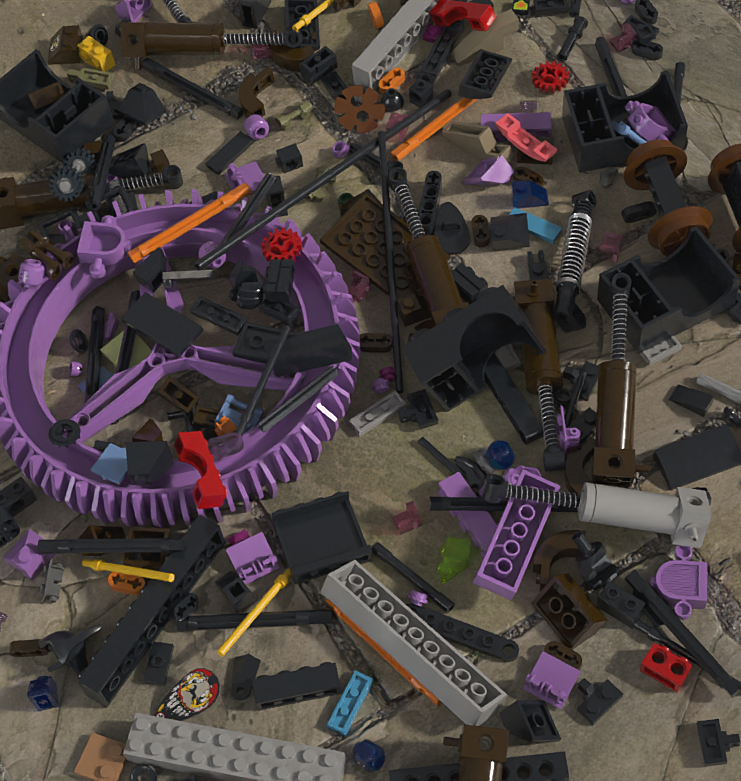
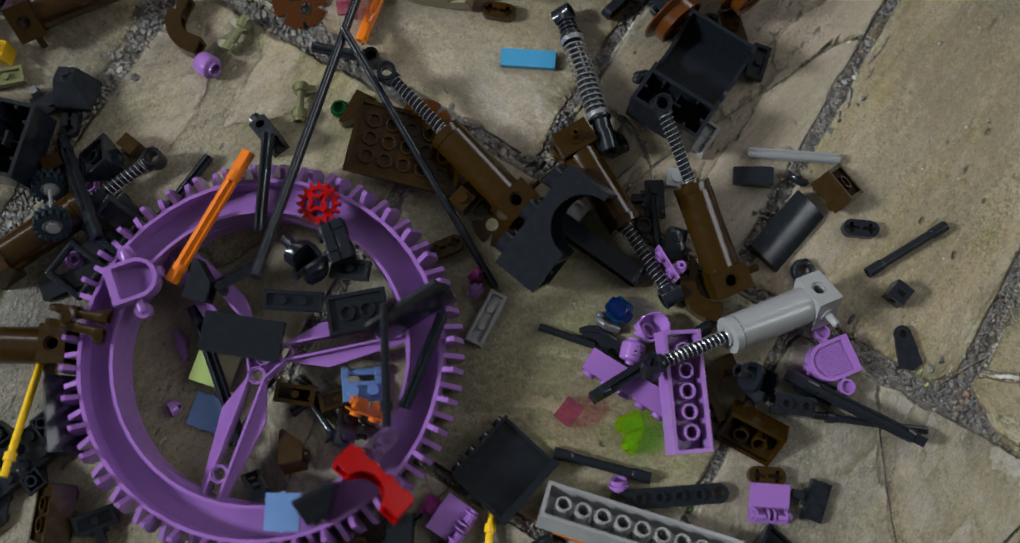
camera: 35 degrees left, 20 degrees up
(31, 273) = (78, 350): medium lavender head -> none
(57, 429) = (205, 505): black gear -> none
(81, 337) = (163, 374): black piece -> none
(94, 354) = (187, 389): black piece -> none
(208, 247) = (249, 240): medium lavender head -> none
(216, 101) = (114, 46): black piece -> none
(229, 153) = (194, 104): black tile -> none
(248, 173) = (227, 127): medium lavender hinge -> none
(289, 158) = (258, 86): black brick -> none
(340, 149) = (299, 54): medium lavender plate -> none
(359, 286) = (400, 197): clear pink panel -> none
(419, 410) = (523, 299): black hinge -> none
(429, 202) = (421, 77): black beam -> none
(451, 229) = (454, 96): black shield -> none
(468, 283) = (503, 149): black brick -> none
(483, 230) = (479, 89): dark brown beam -> none
(490, 172) = (460, 20): medium lavender slope -> none
(509, 232) = (511, 76): black slope -> none
(528, 194) = (508, 29): clear blue slope -> none
(537, 270) = (557, 107): black hinge -> none
(611, 244) = (610, 51): clear pink panel -> none
(662, 671) = (855, 446): red brick -> none
(715, 742) = (924, 491): black hinge -> none

